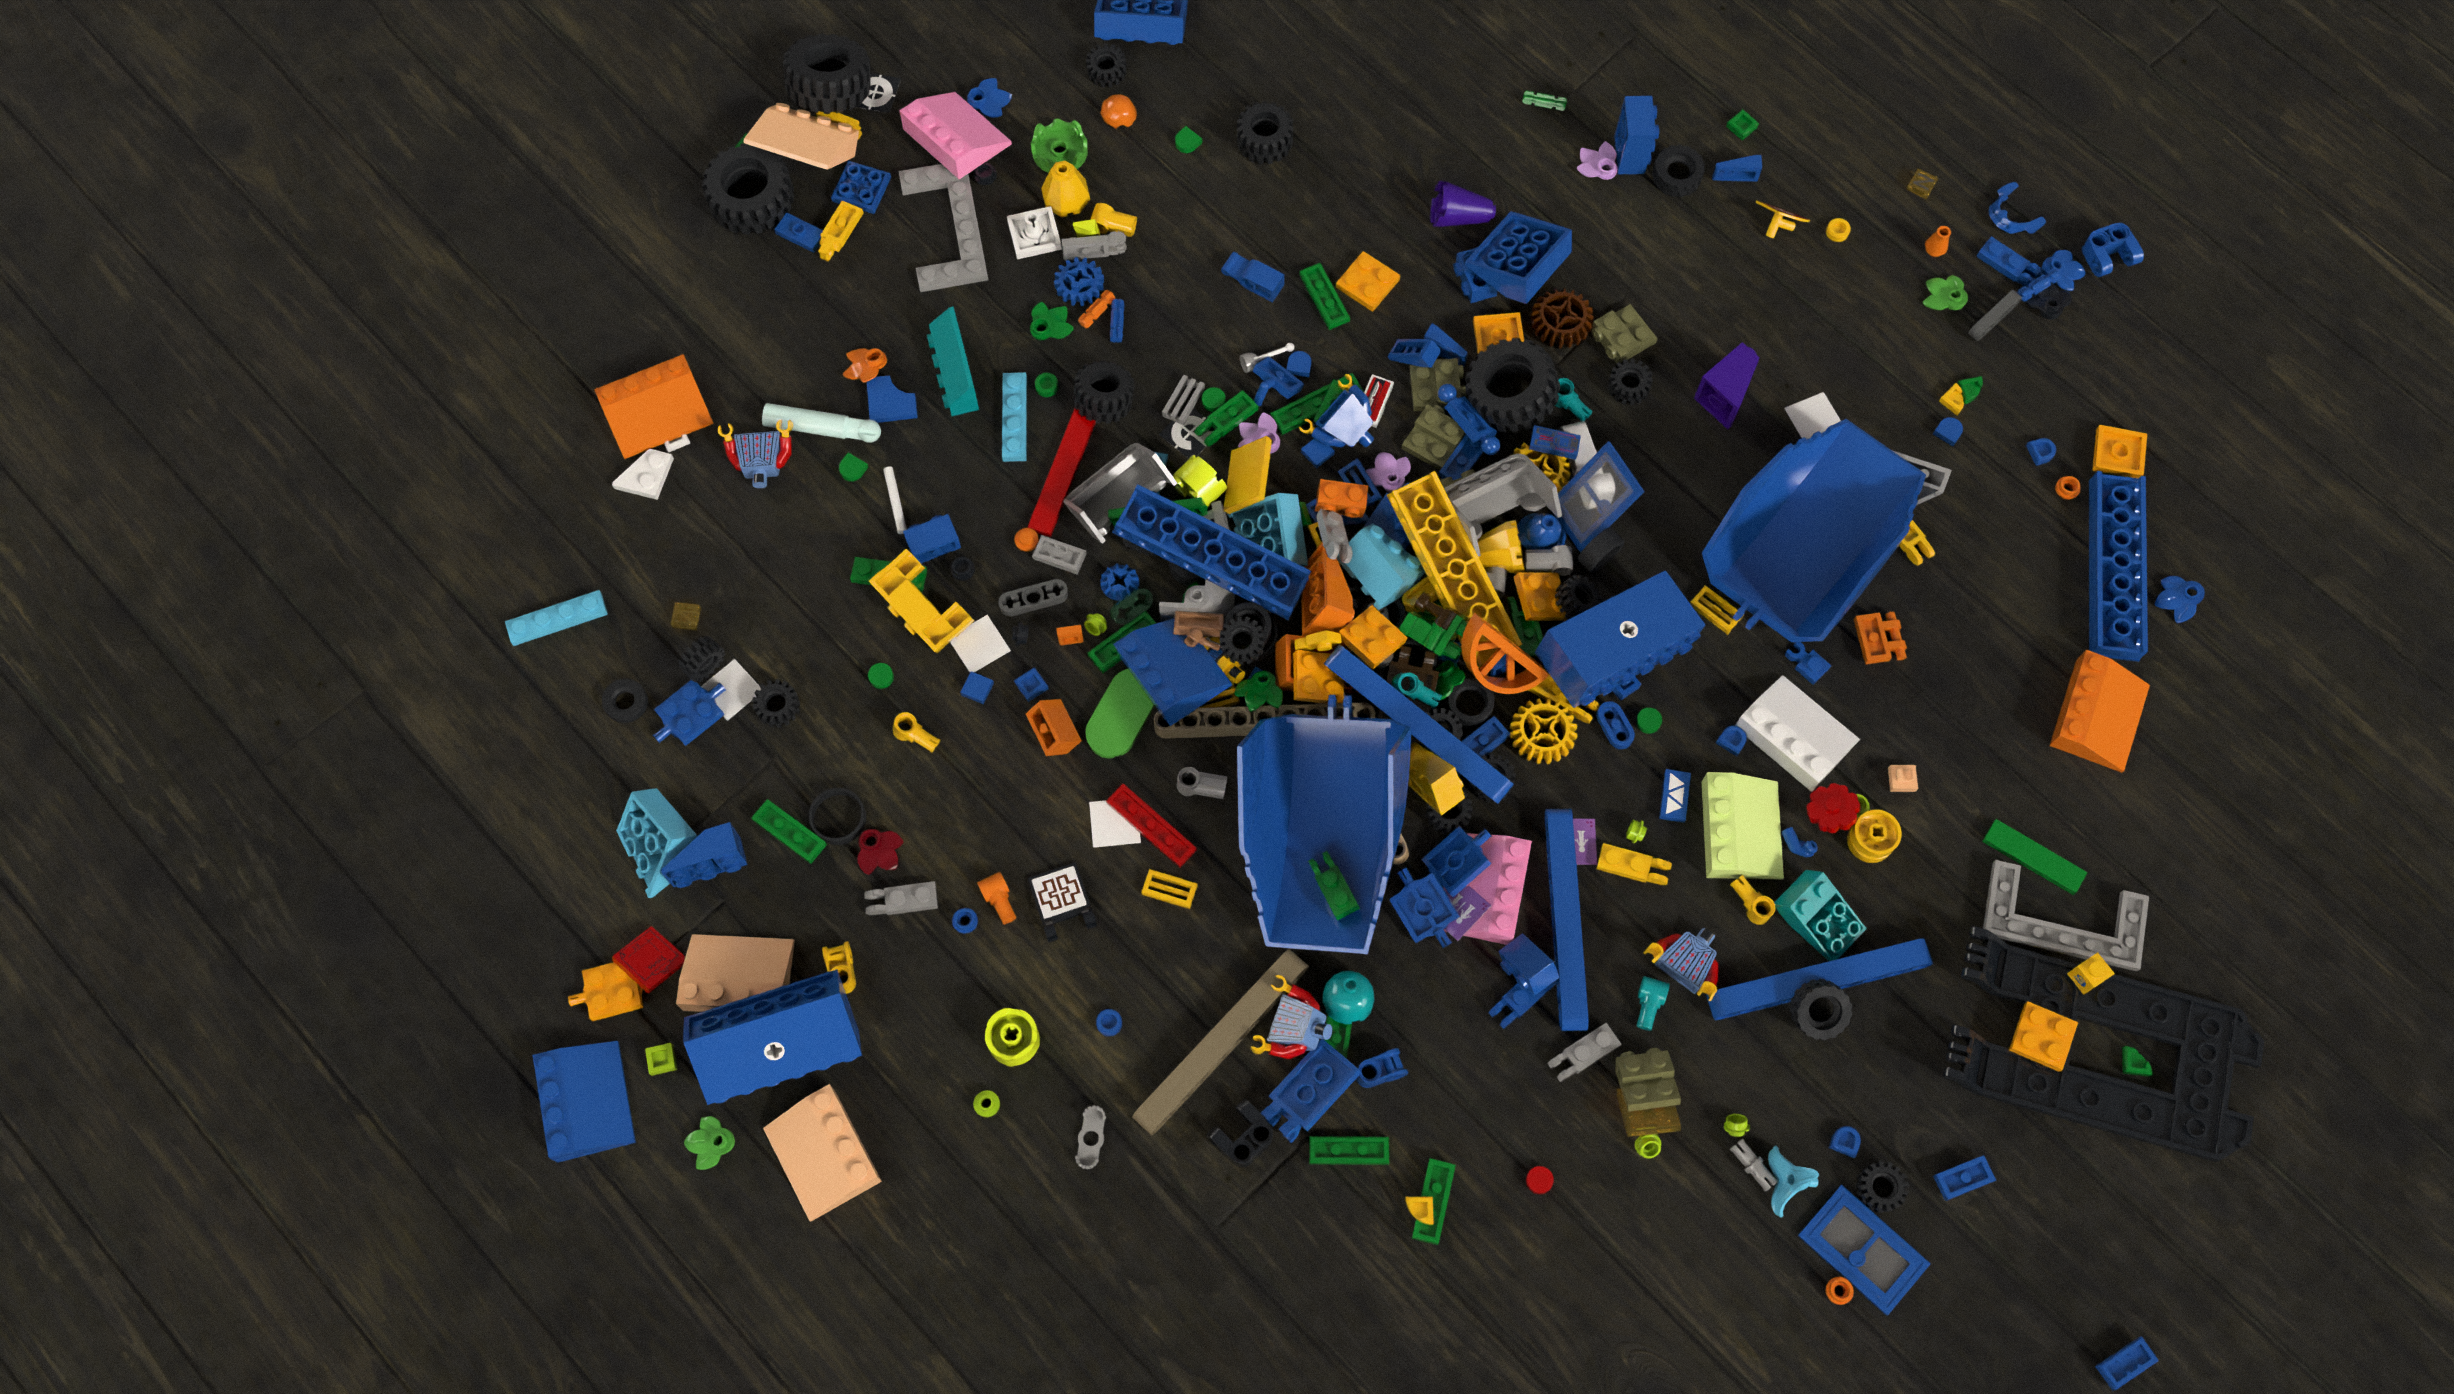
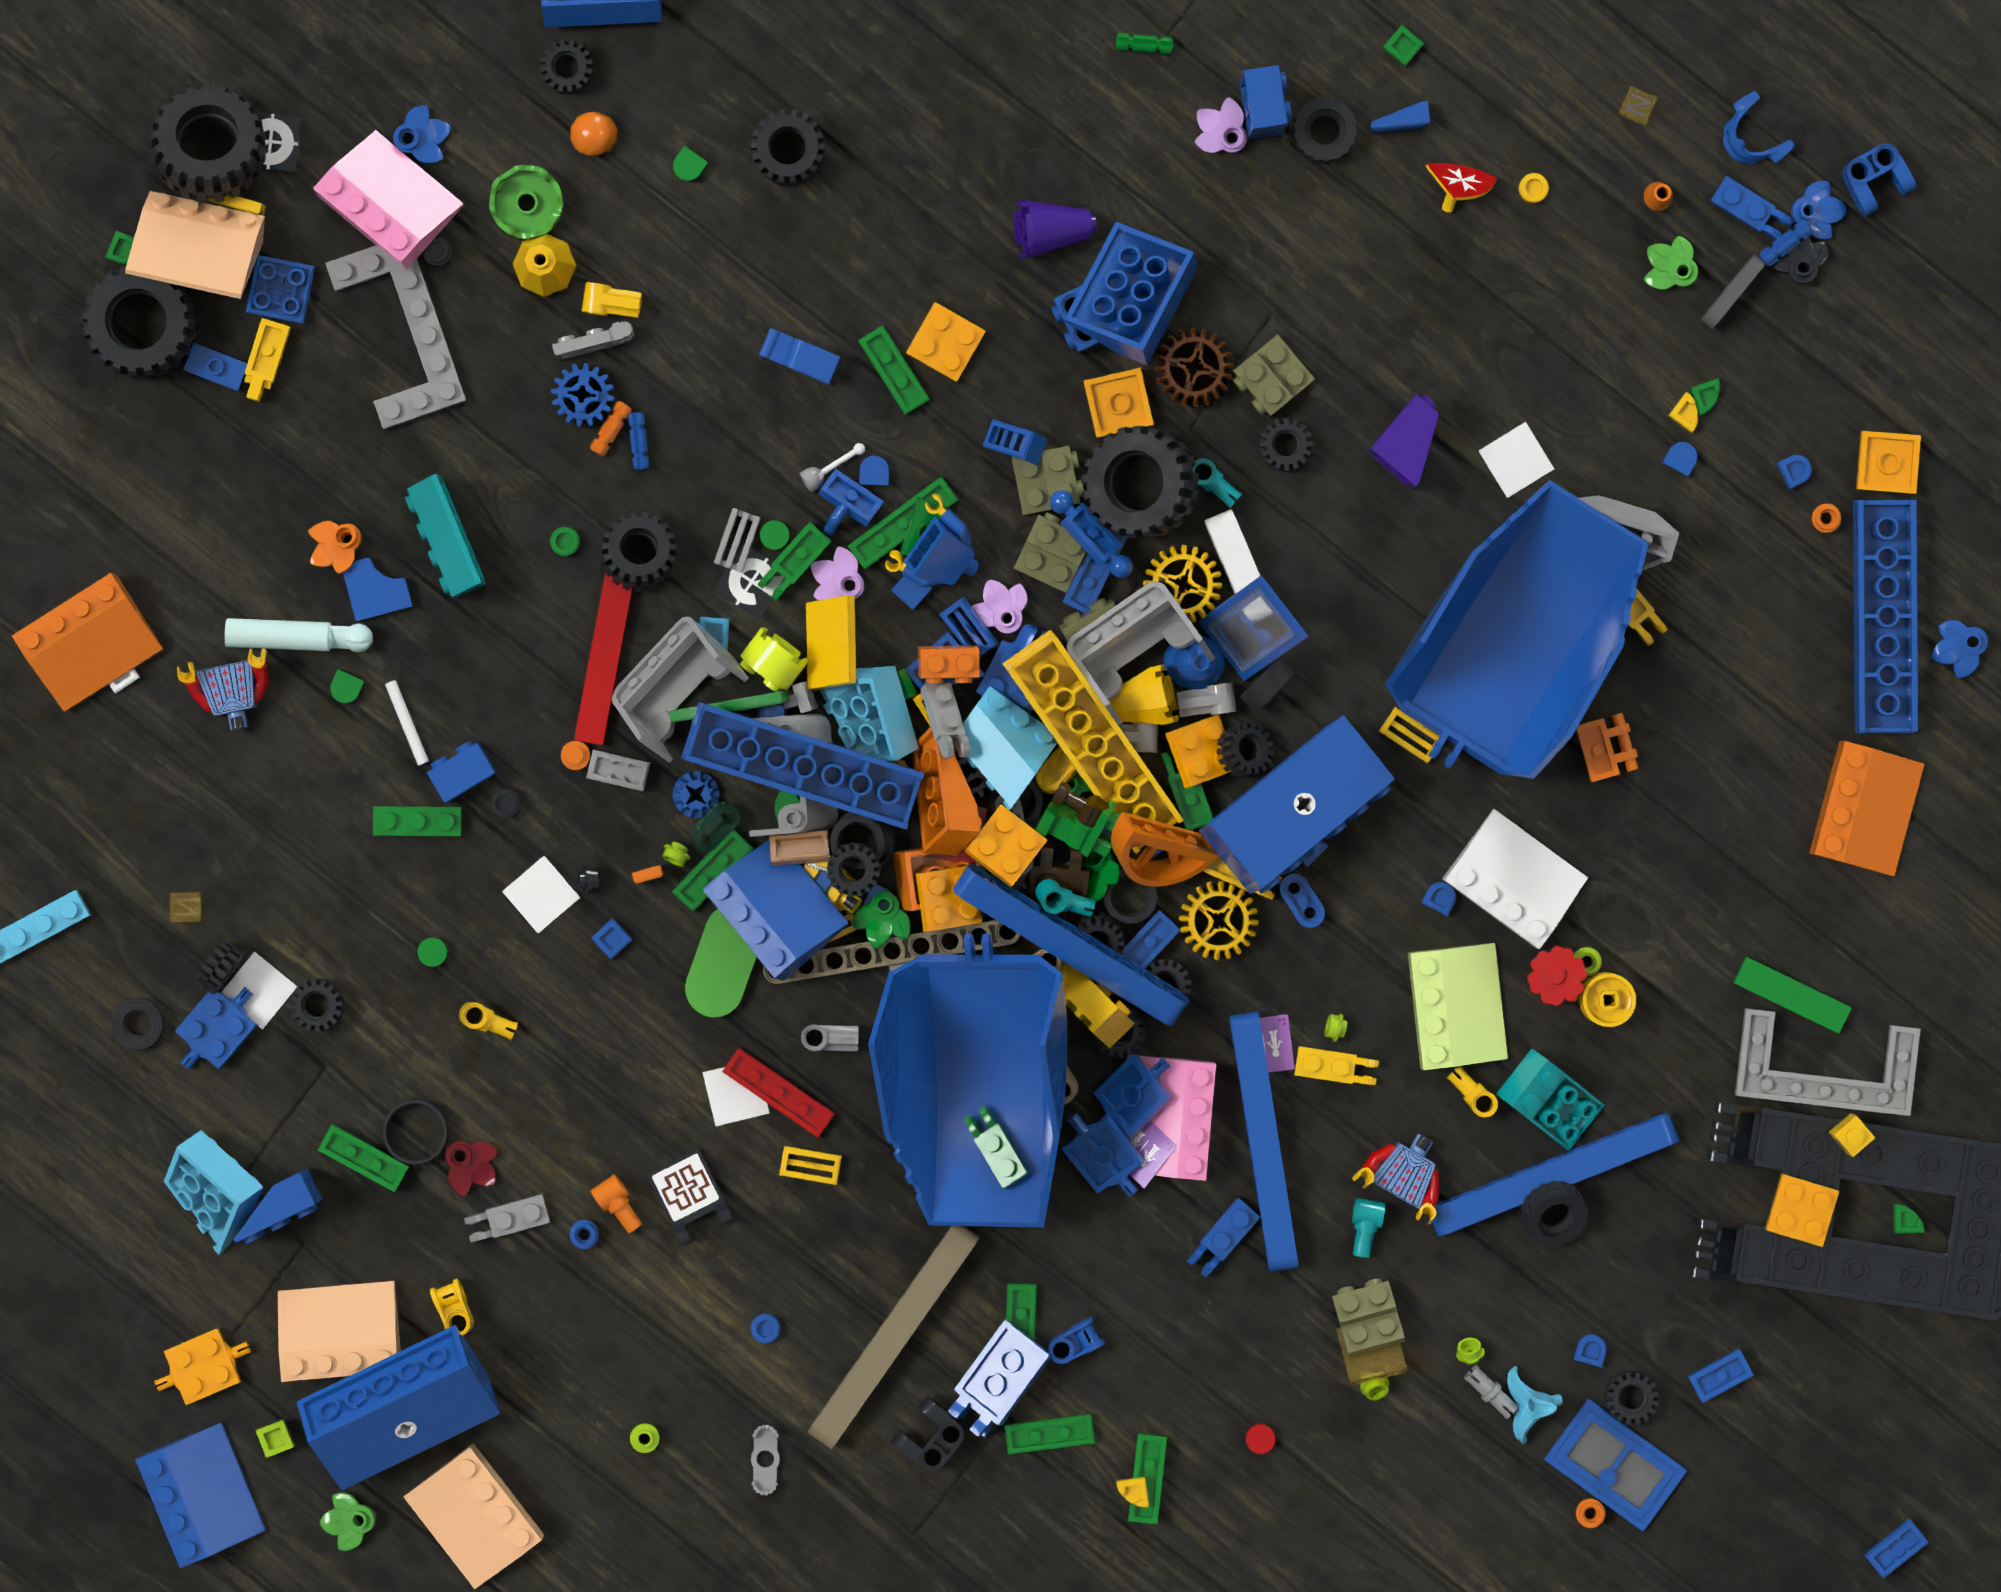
camera: 10 degrees left, 20 degrees up
(646, 474) = (96, 729): white wing -> none
(649, 959) = (238, 1329): red tile -> none
(918, 612) = (460, 868): yellow bracket -> none
(977, 687) = (548, 951): blue tile -> none
(1014, 417) = (532, 591): medium azure plate -> none
(1019, 1024) = (661, 1347): neon yellow brick -> none
(1033, 225) = (522, 310): white plate -> none
(1037, 588) = (572, 830): dark grey beam -> none
(1052, 320) = (557, 450): green plate -> none
(1053, 727) = (647, 991): orange brick -> none
(1086, 228) = (584, 321): neon yellow slope -> none
(1196, 636) = (799, 868): medium nougat hand -> none
(1296, 1024) = (974, 1308): torso -> none
(1322, 641) = (948, 863): yellow plate -> none
(1348, 997) = (1028, 1267): teal cylinder -> none
(1378, 392) = (975, 508): slope -> none
(1448, 347) = (1045, 423): blue slope -> none
(1528, 964) = (1225, 1206): blue brick -> none
(1554, 442) = (1199, 552): blue tile -> none
(1586, 1051) = (1299, 1289): light grey hinge -> none
(1649, 720) = (1341, 887): green tile -> none
(1675, 795) = (1377, 976): blue tile -> none
(1797, 846) = (1523, 1019): blue arm -> none
(1809, 665) = (1526, 792): blue plate -> none
(1902, 778) = (1639, 919): light nougat tile -> none

